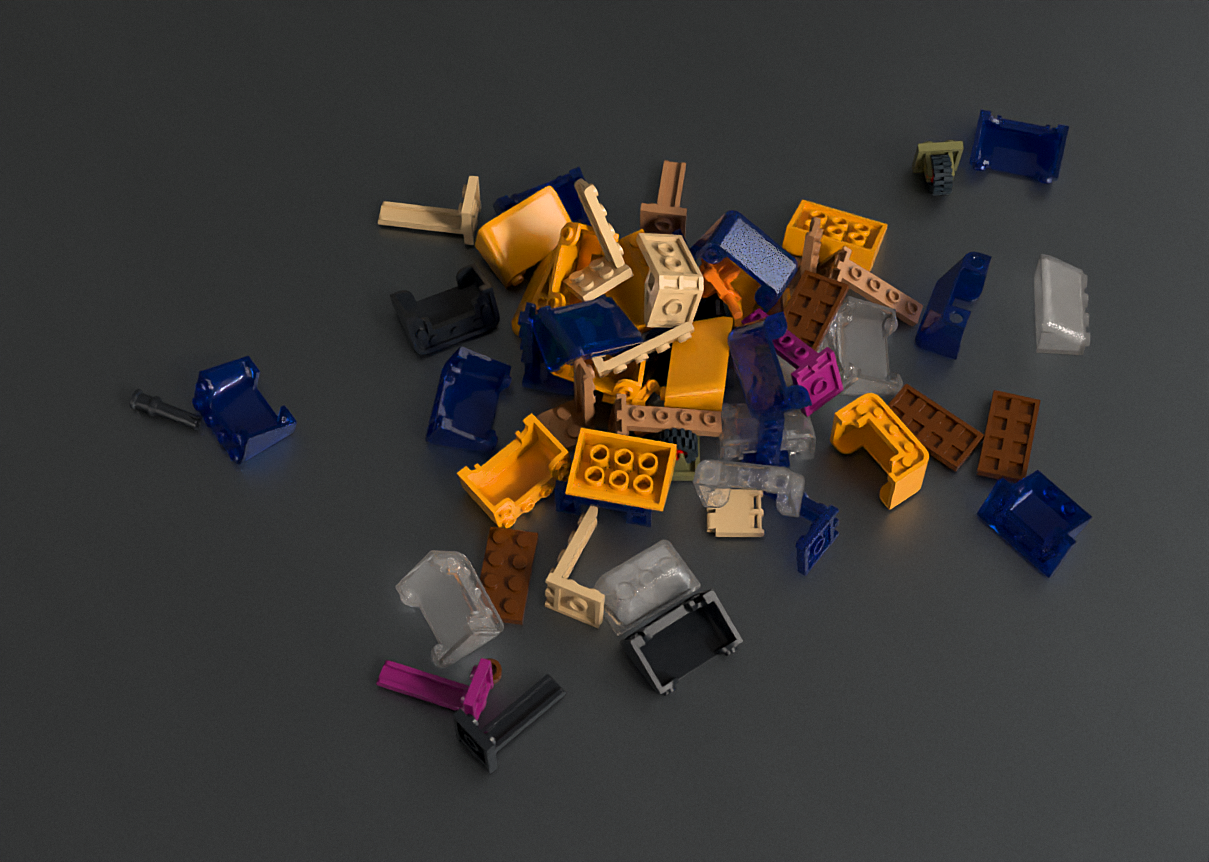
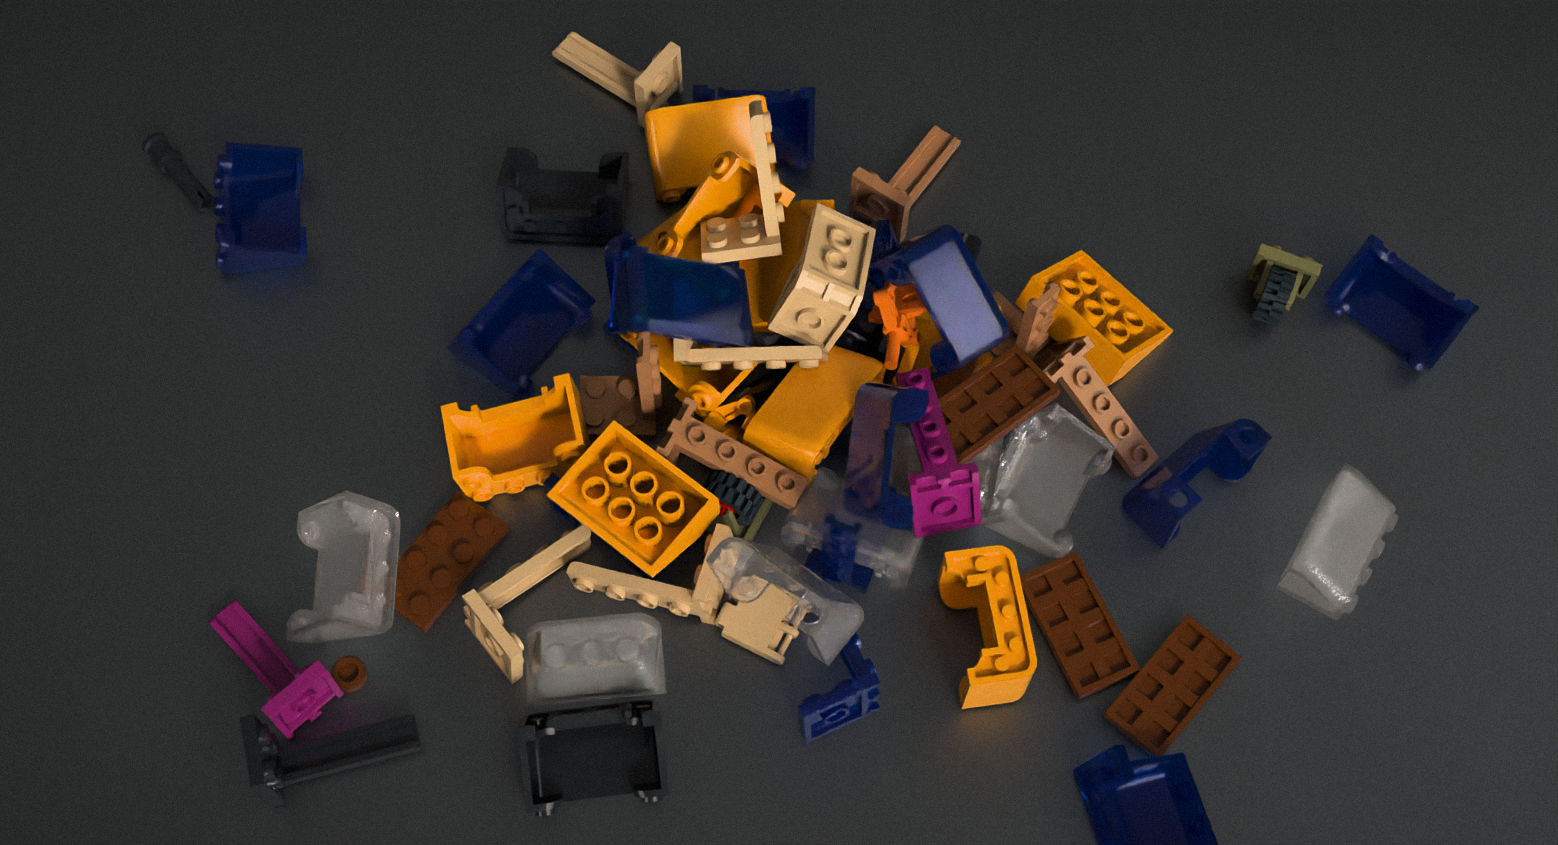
camera: 25 degrees right, 5 degrees up
(660, 527) = (702, 601): none -> tan bracket

